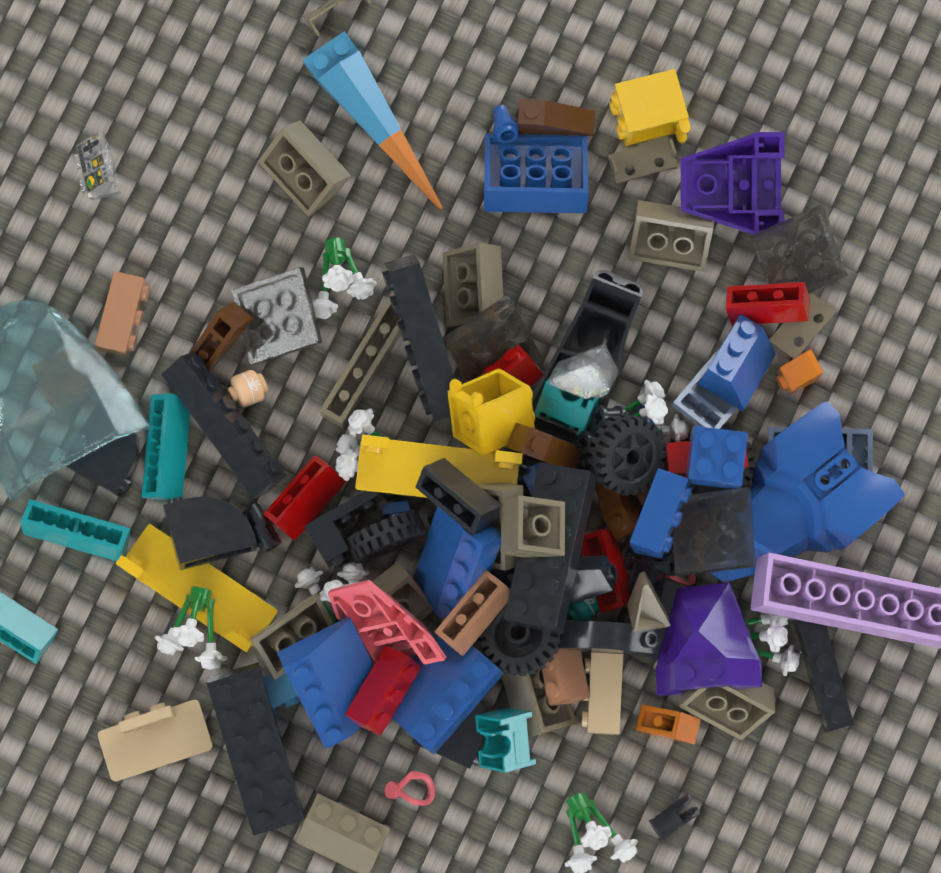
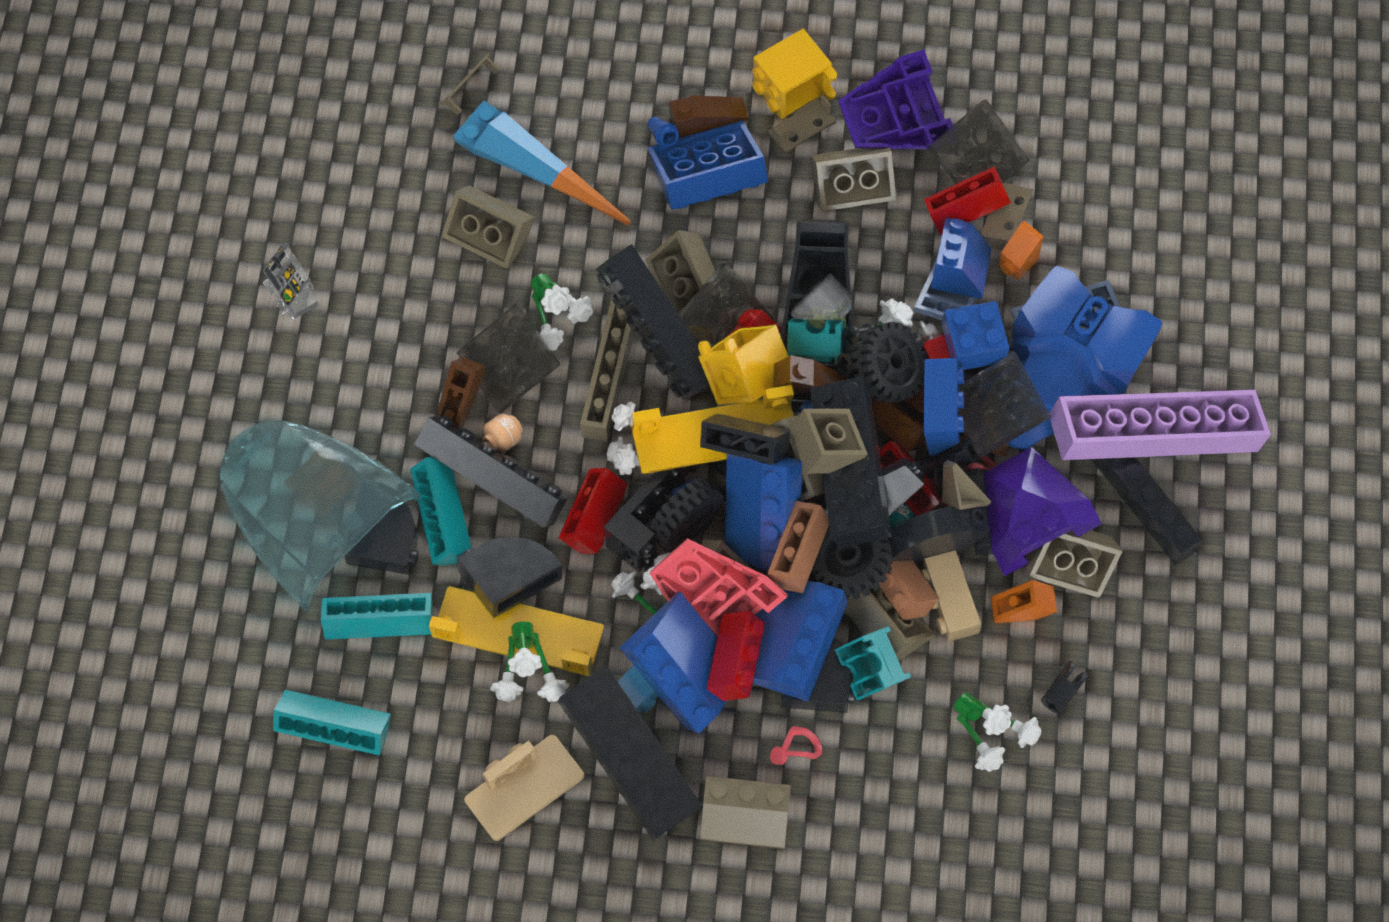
camera: 15 degrees left, 15 degrees down
(122, 314) = (357, 405): nougat brick -> none
(263, 530) = (570, 561): black hinge -> none
(289, 629) = (619, 627): dark tan slope -> none
(776, 637) = (1094, 477): white plant -> none

